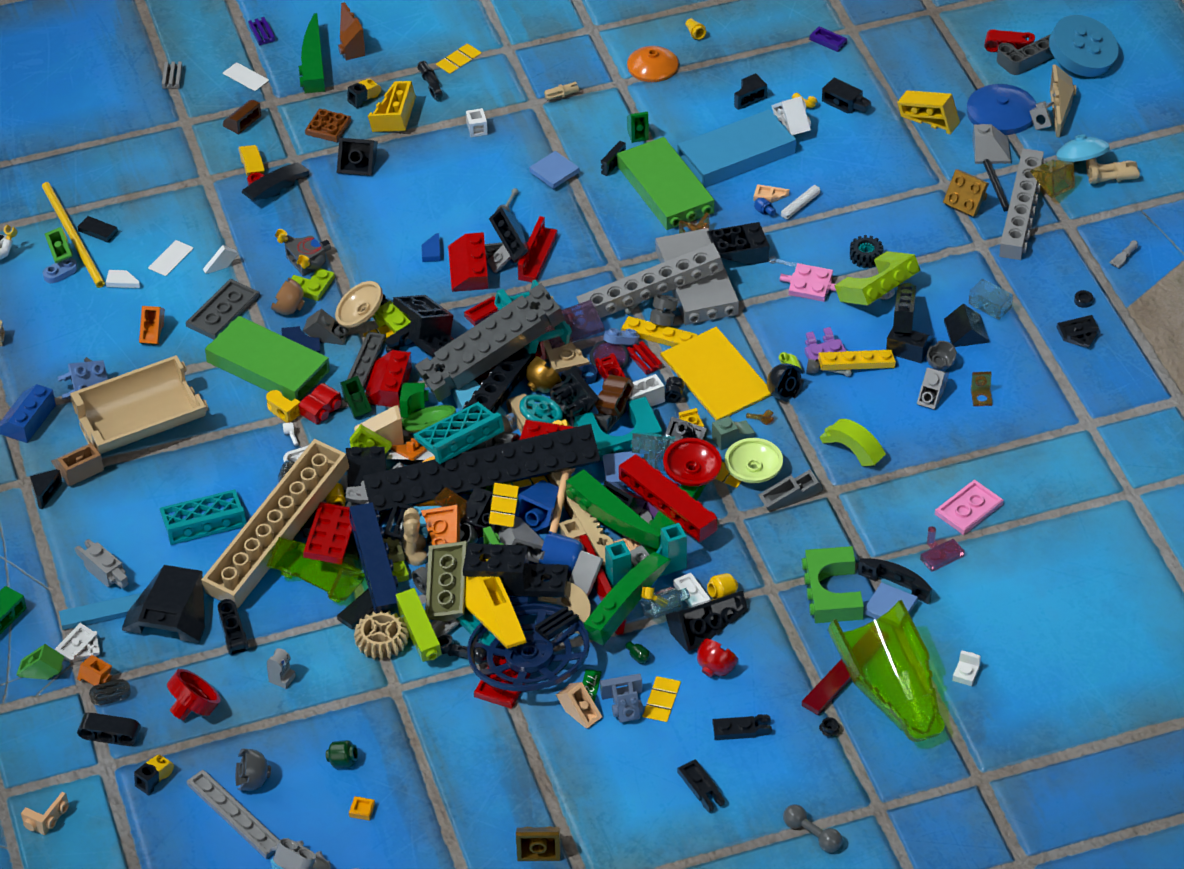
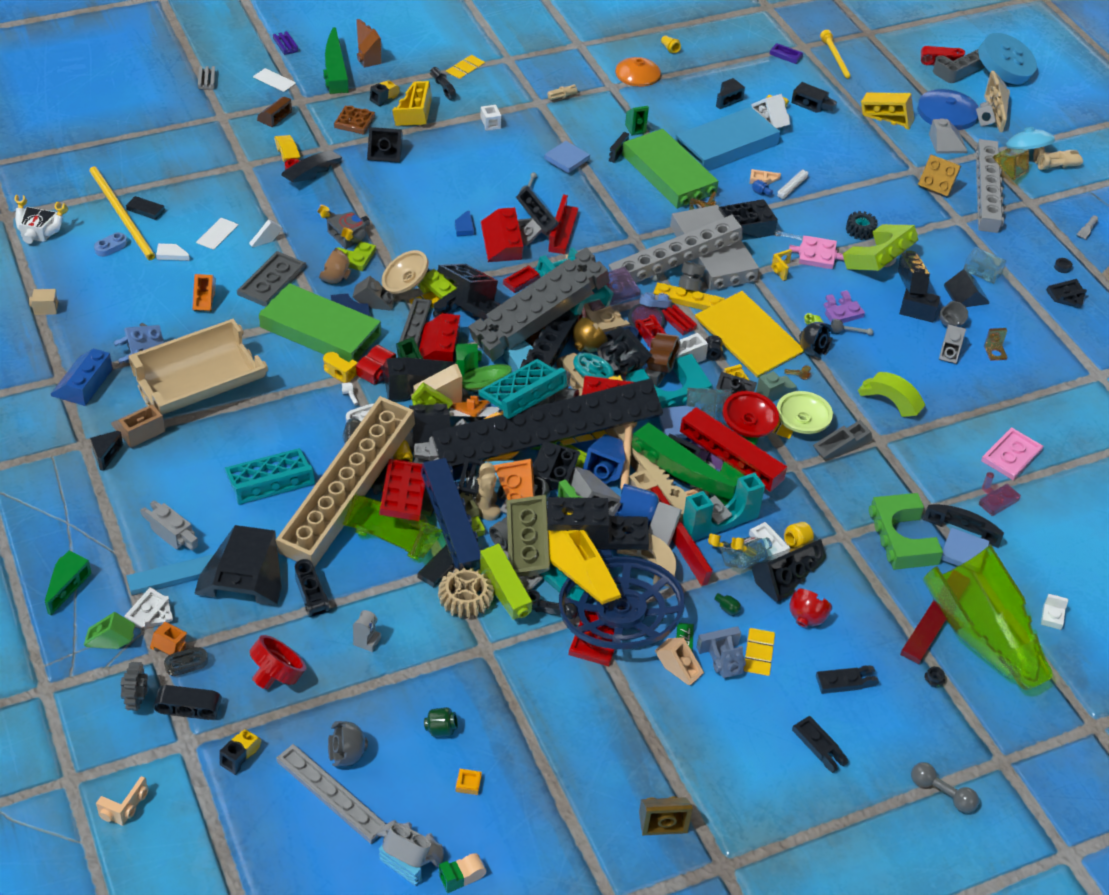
camera: 10 degrees left, 0 degrees up
(59, 245) = (108, 220): bright green slope -> none
(60, 712) = (134, 686): none -> dark grey gear
(346, 413) = (404, 373): none -> black wedge
(449, 498) = (519, 452): clear orange bracket -> none
(503, 505) = (575, 458): yellow sticker -> none
(556, 622) = (645, 575): black tile -> none
(624, 598) = (710, 549): green slope -> none
(763, 297) = (779, 266): none -> yellow bracket
(856, 360) = (876, 319): yellow plate -> none
(879, 17) = (827, 37): none -> yellow piece
(996, 185) = (962, 173): black bar -> none

